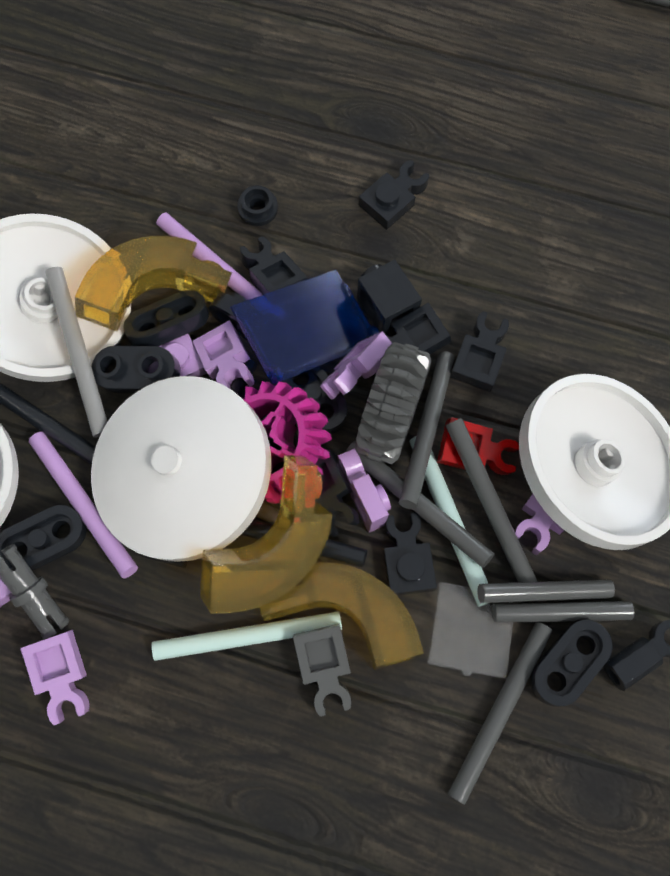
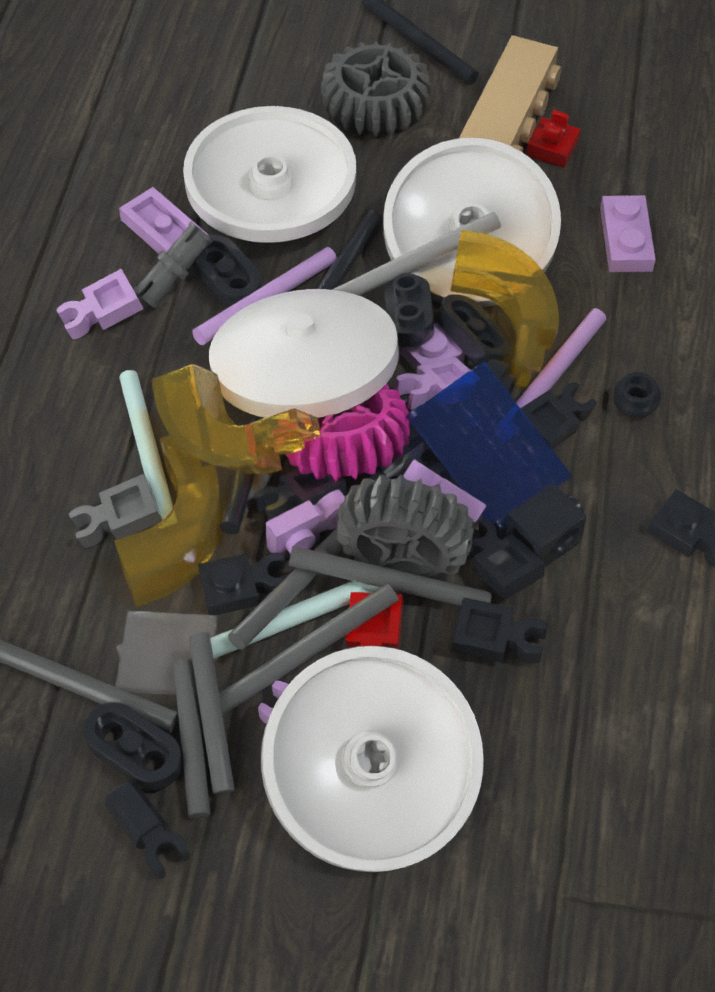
camera: 85 degrees right, 15 degrees down
(71, 178) = (627, 234): none -> lavender plate

